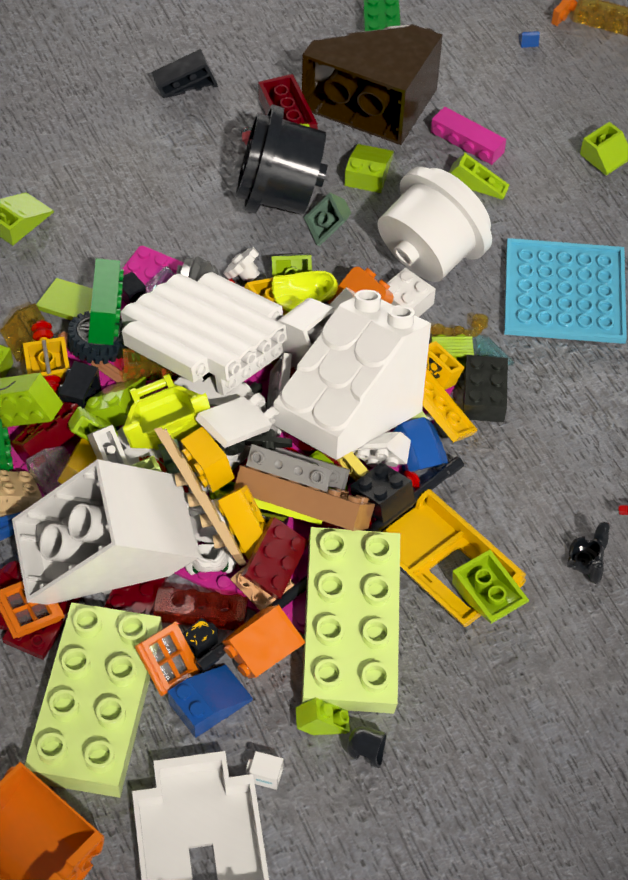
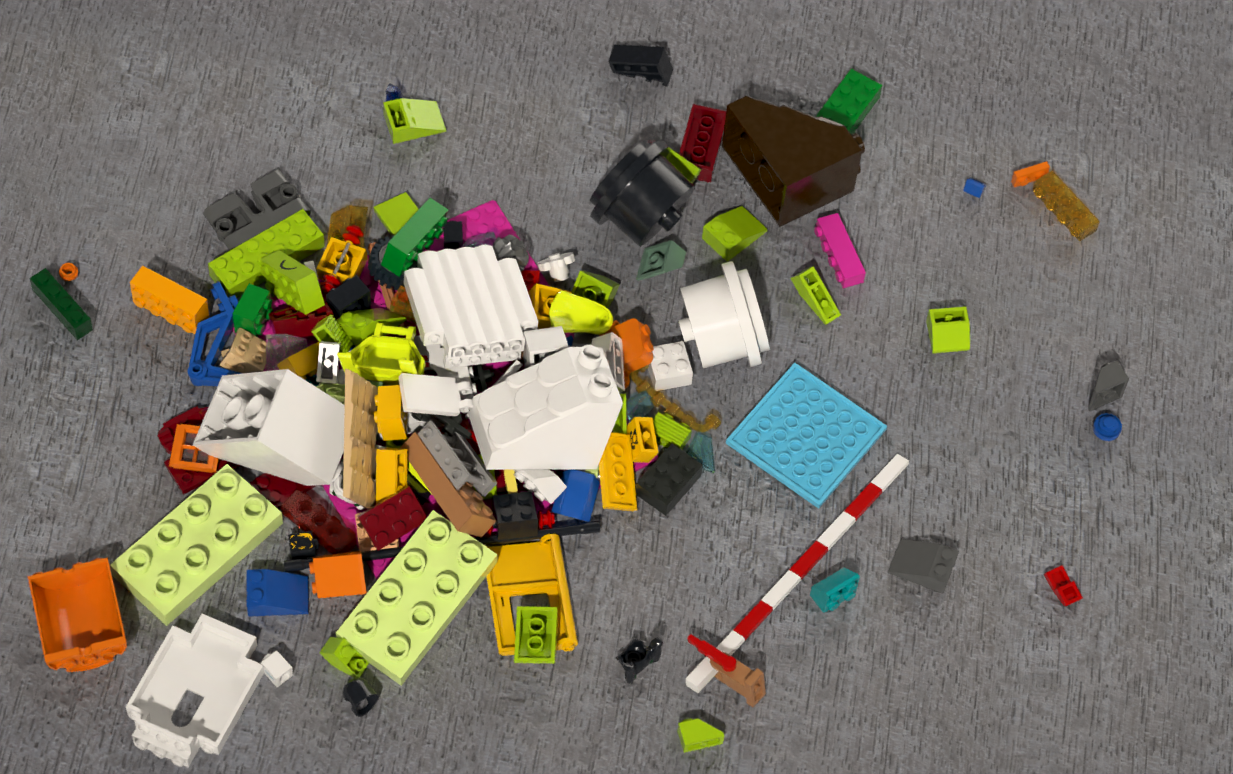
camera: 30 degrees right, 5 degrees up
(167, 658) = (264, 545): orange piece -> none

